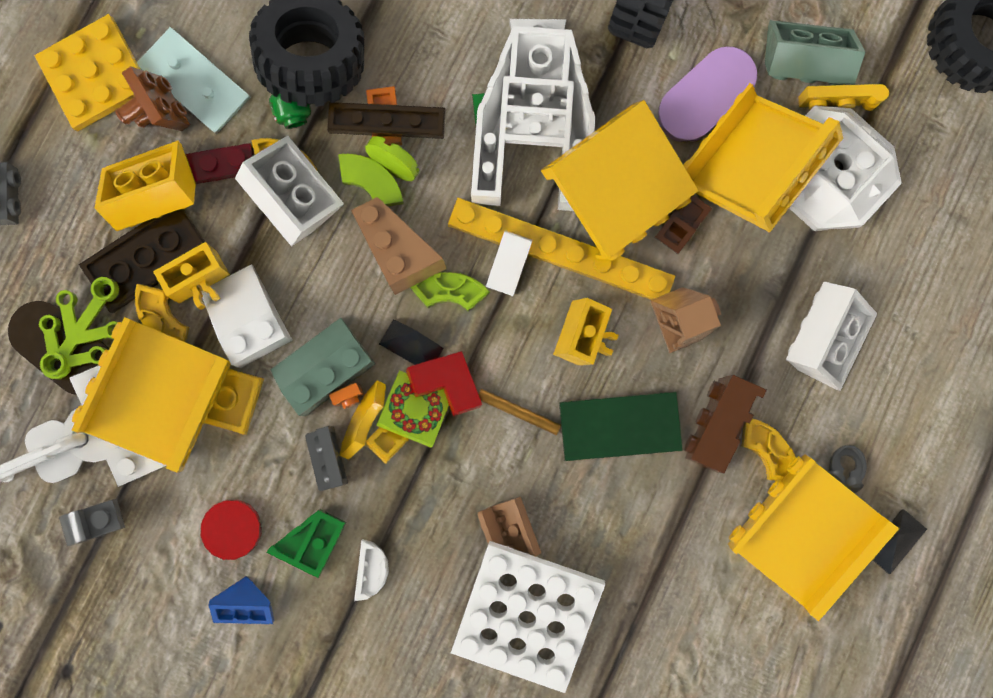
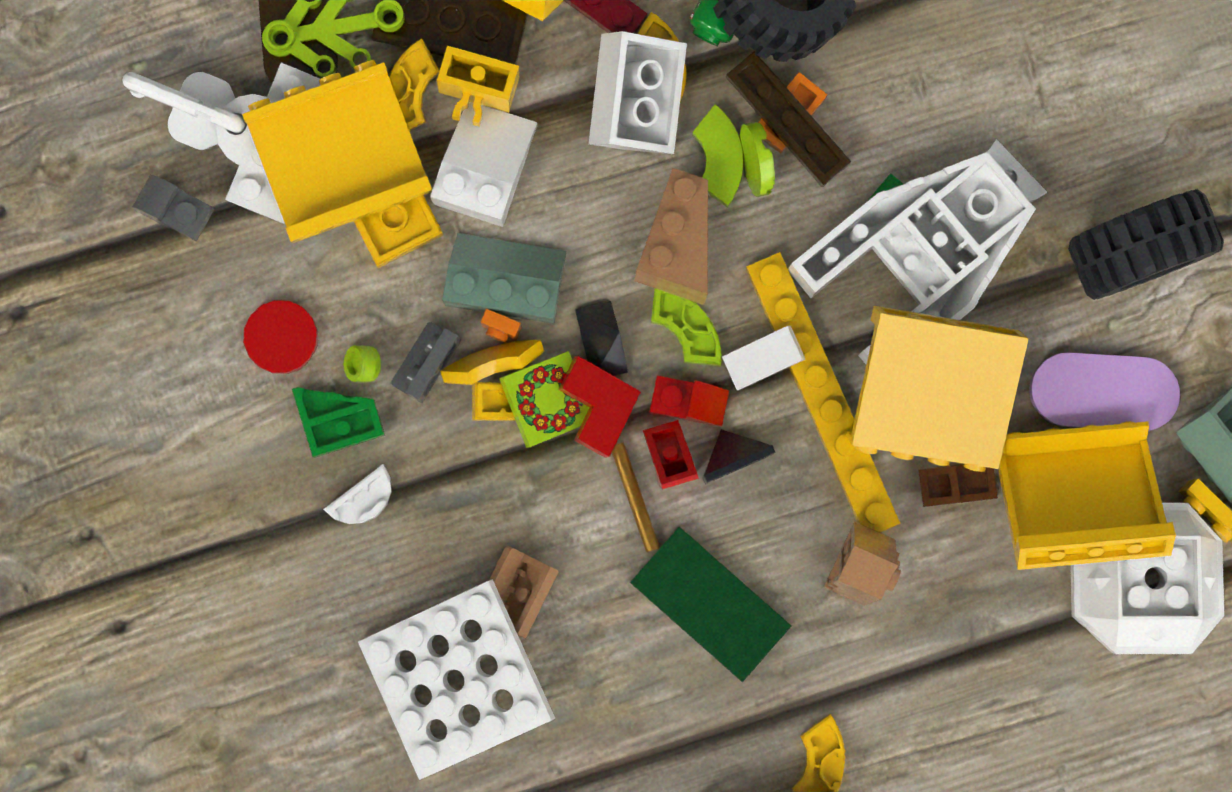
camera: 45 degrees right, 0 degrees up
(241, 604) = (223, 411): blue slope -> none
(292, 496) = (362, 363): none -> lime tile
(493, 328) = (689, 400): none -> red slope
(514, 368) = (670, 454): none -> red slope
(547, 331) = (734, 453): none -> black slope
(584, 332) = (765, 487): yellow brick -> none
(722, 422) = (801, 693): reddish brown wedge -> none
(832, 334) = (984, 722): white slope -> none

